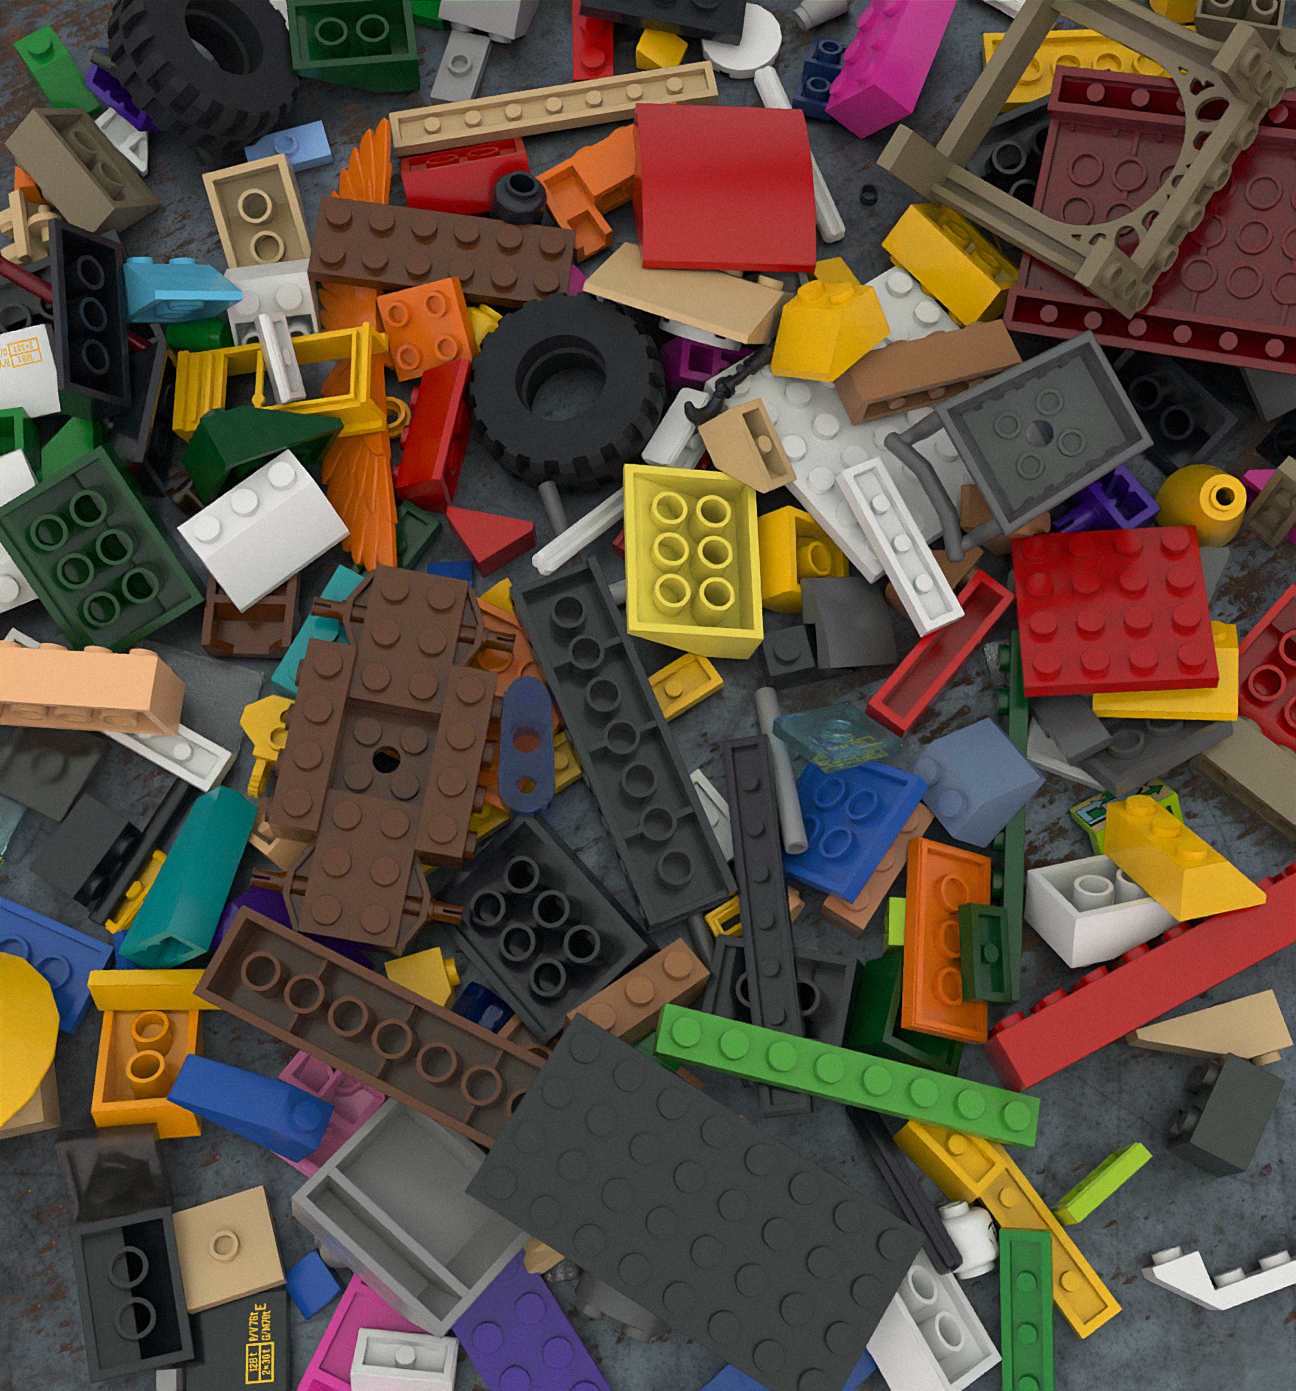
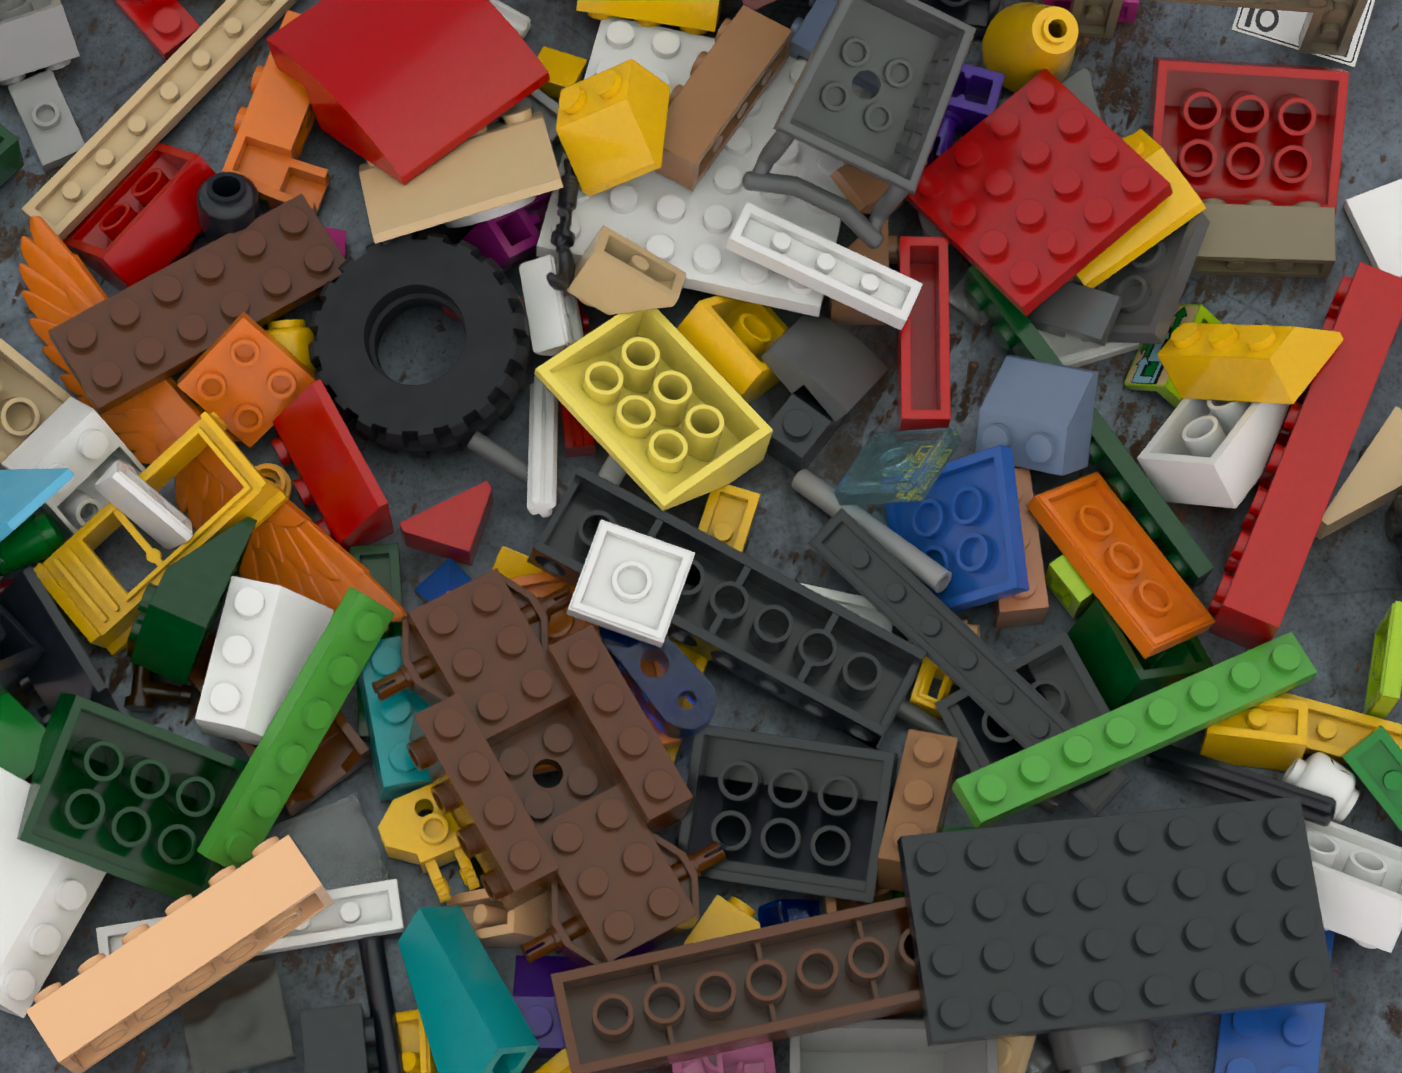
camera: 45 degrees left, 0 degrees up
(246, 590) = (296, 730): none -> bright green plate
(556, 667) = (630, 583): none -> white tile
(985, 954) = (1160, 550): dark green plate -> none

